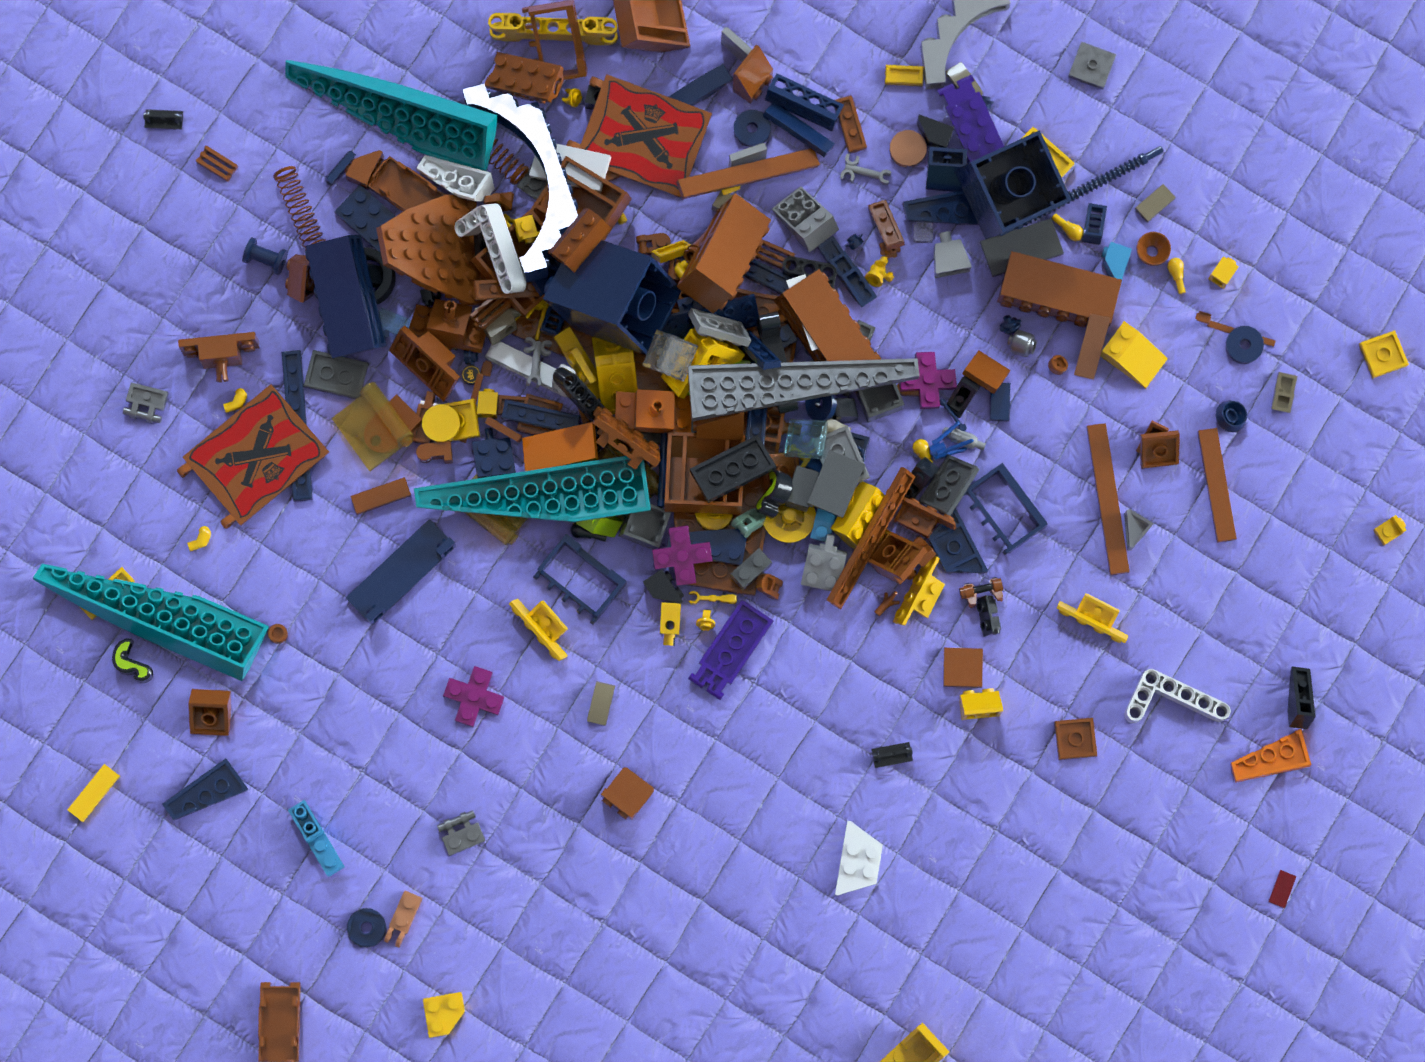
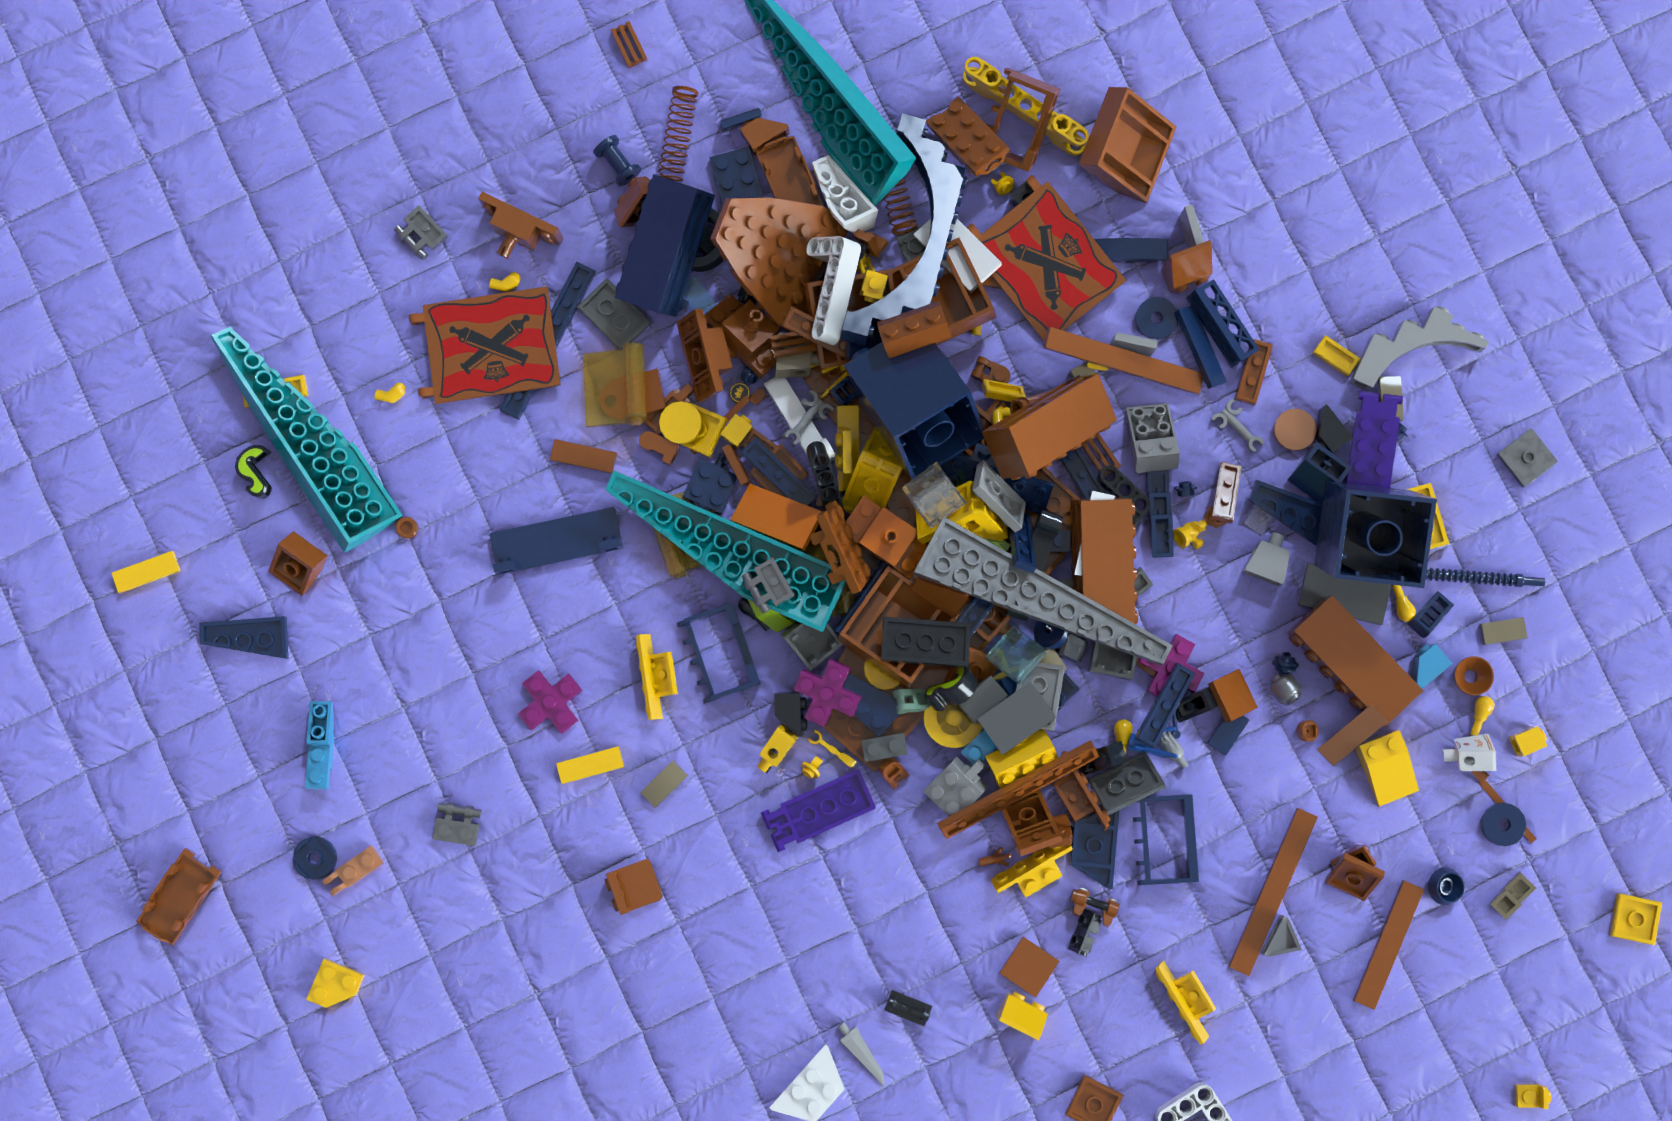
camera: 40 degrees right, 5 degrees up
(535, 724) = (590, 765): none -> yellow tile
(590, 494) = (774, 583): none -> flat silver plate
(871, 807) = (856, 1045): none -> light grey bar
(940, 409) = (1165, 705): none -> dark blue tile
(1188, 306) = (1472, 753): none -> white torso

